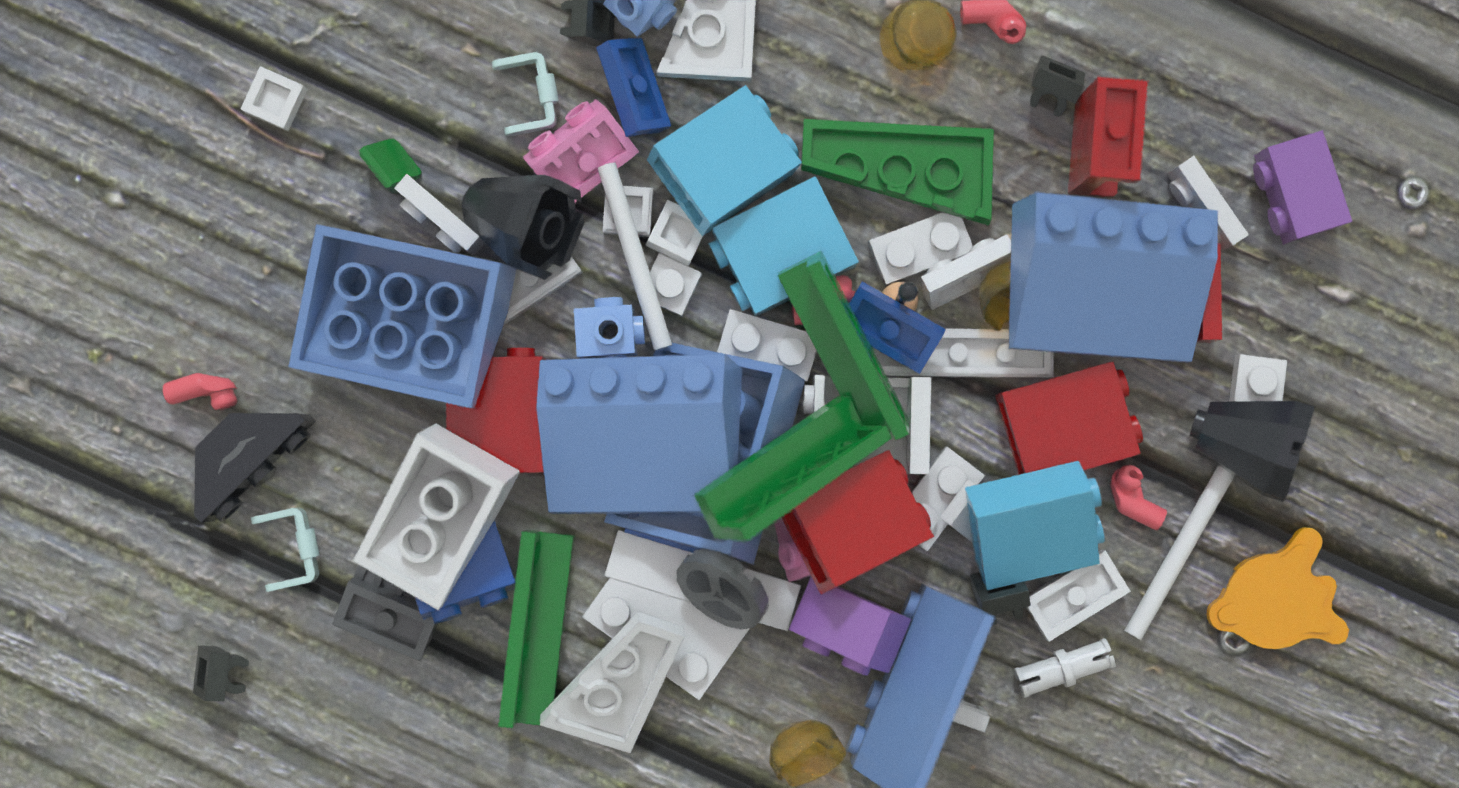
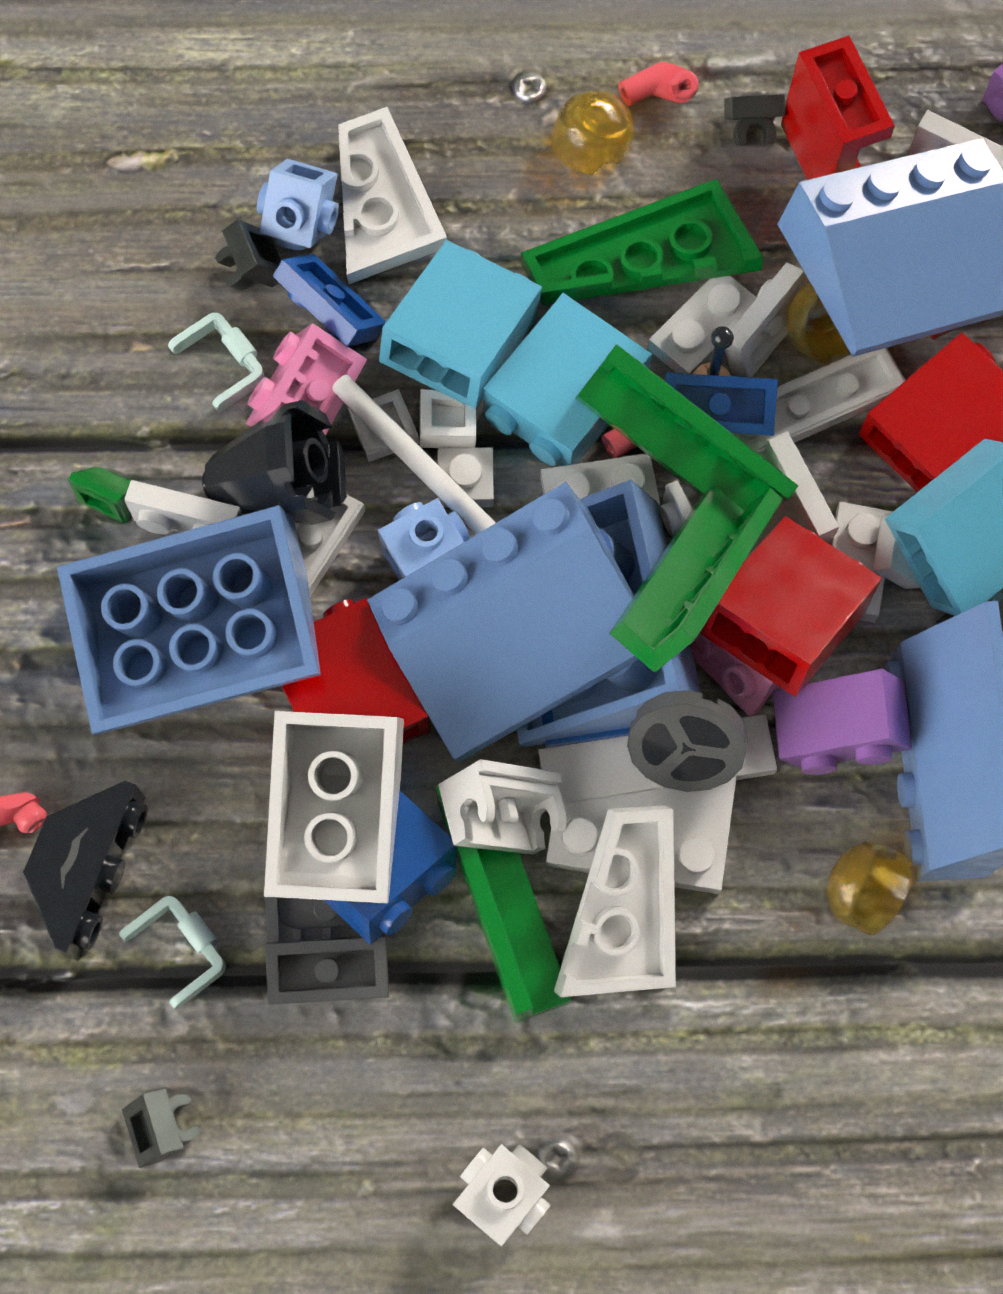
camera: 30 degrees left, 15 degrees down
(563, 570) = (502, 806): none -> white hinge

